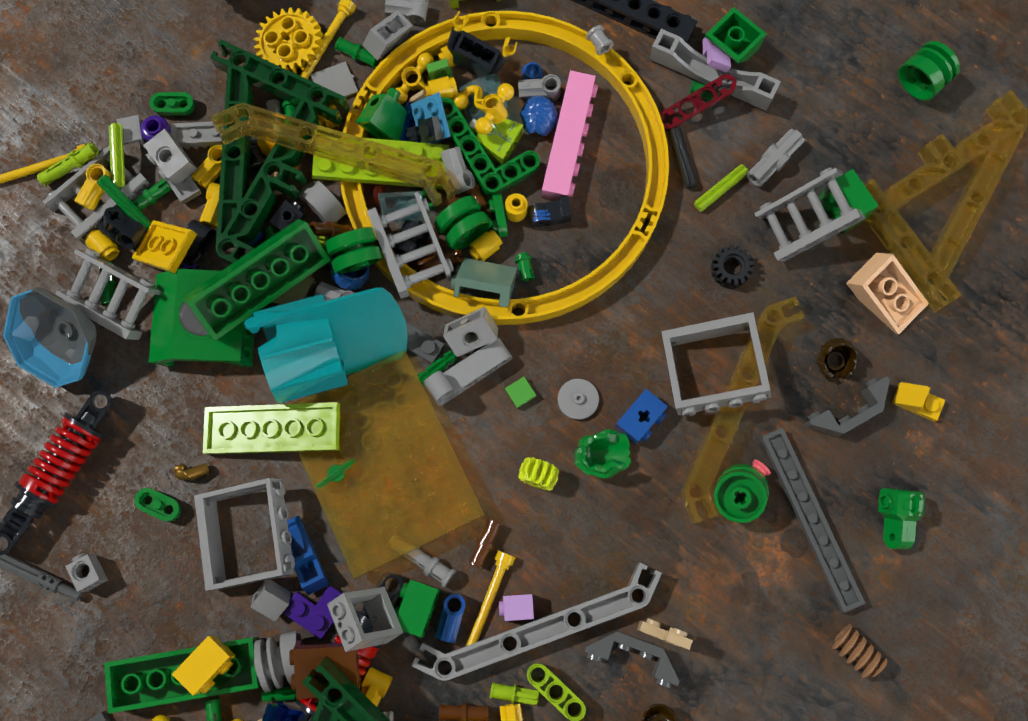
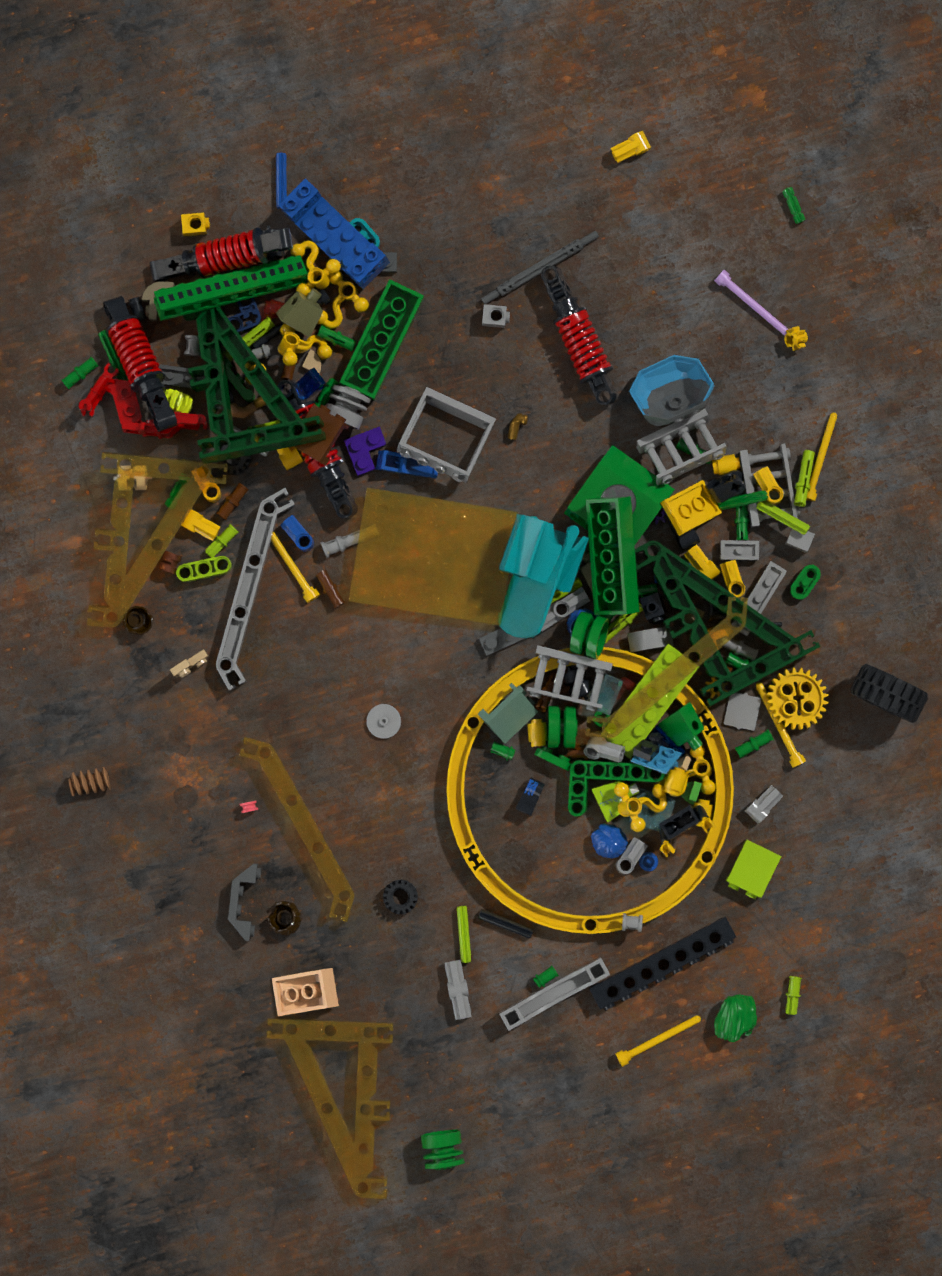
camera: 125 degrees right, 10 degrees up
(152, 126) = (791, 552): dark purple head -> none
(159, 504) = (508, 389): green plate -> none
(179, 165) = (745, 559): light grey brick -> none
(204, 665) = (376, 359): yellow brick -> none
(271, 428) = (506, 498): lime plate -> none
(271, 599) = (392, 424): light grey panel -> none
(329, 229) = (622, 631): reddish brown pin -> none
(335, 473) = (444, 521): green piece -> none
(379, 611) = (327, 489): light grey window -> none
(387, 35) = (747, 772): light grey brick -> none
(416, 607) = (319, 516): green brick -> none
(439, 365) = (473, 639): green axle -> none
(467, 372) = (454, 658): light grey beam -> none
(477, 322) = (479, 678): light grey brick -> none
(516, 207) = (544, 778): yellow brick -> none
(516, 607) = (274, 581): lavender brick -> none
(520, 392) = (416, 684): bright green tile -> none
(538, 473) = (350, 656): neon yellow gear -> none
(568, 136) = (579, 852): bright pink brick -> none
(603, 453) = (333, 709): green hair -> none
(645, 404) = (342, 743): blue brick -> none
(662, 670) = (210, 617): dark grey slope -> none
(695, 99) = (538, 962): dark red beam -> none
(711, 330) = (305, 821): light grey window -> none
(715, 56) = (564, 1005): lavender slope -> none
(736, 36) = (567, 1026): green slope -> none
(738, 506) = (242, 781): green wheel -> none
(812, 521) = (192, 818): dark grey plate -> none
(827, 227) = (382, 960): light grey fence -> none
(855, 195) = (387, 1010): green brick -> none
(900, 512) = (155, 880): green piece -> none
(918, 400) = (217, 954): yellow slope -> none

